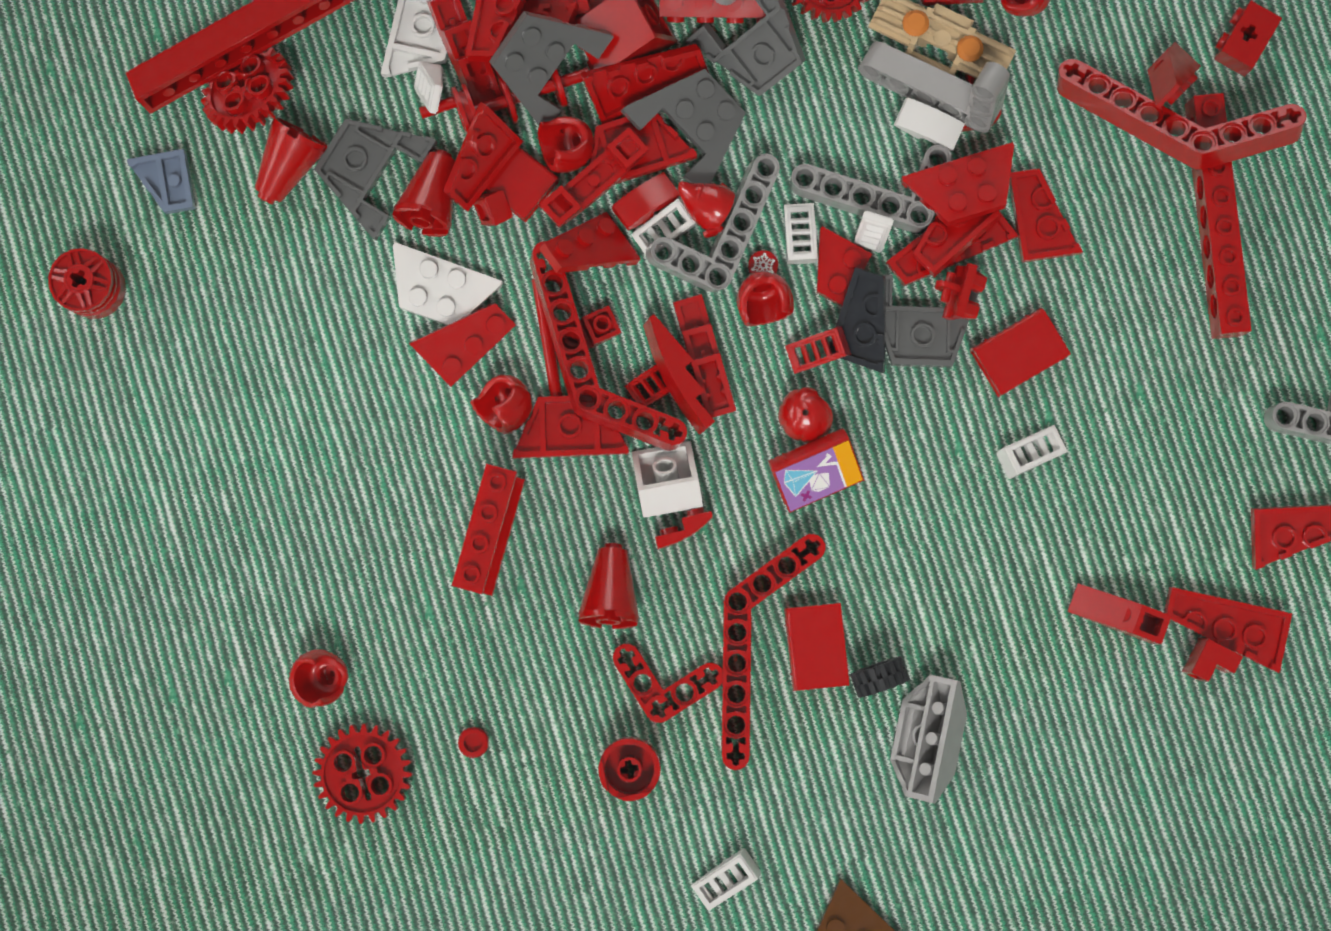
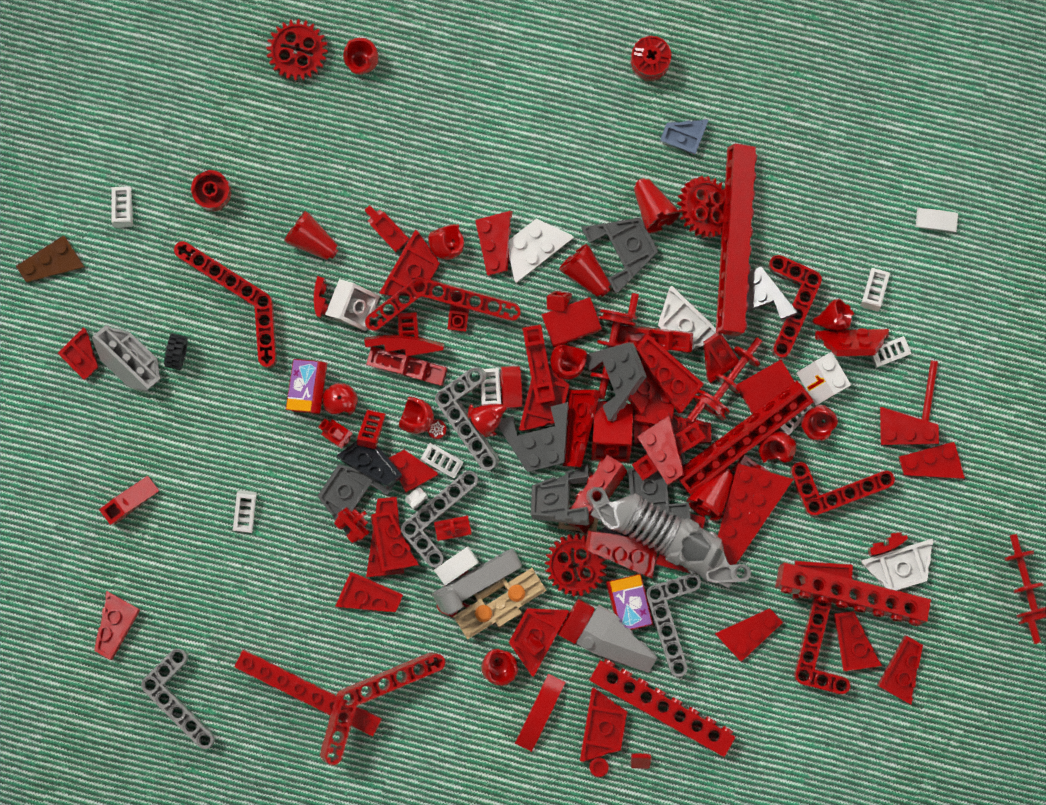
camera: 115 degrees right, 0 degrees up
(429, 84) = (647, 307): white slope -> none
(473, 742) = (277, 118): red tile -> none
(481, 157) = (586, 308): red wing -> none
(489, 530) = (379, 190): red panel -> none
(535, 497) = (386, 229): none -> red hinge
(548, 348) = (459, 283): red bar -> none
(589, 245) = (503, 339): red wing -> none
(656, 692) = (242, 230): red beam -> none
(816, 647) = (213, 329): red piece -> none
(853, 393) = (335, 432): none -> red hips
(882, 160) = (452, 528): none -> red hips
(964, 807) = (80, 354): none -> red wing
(965, 185) = (408, 562): red wing -> none
(1020, 352) = (302, 538): red piece -> none
(1172, 75) = (400, 714): red slope -> none
(1208, 656) = (76, 534): red piece -> none
(1239, 626) = (85, 559): red wing -> none
(1259, 27) = (395, 784): red brick -> none

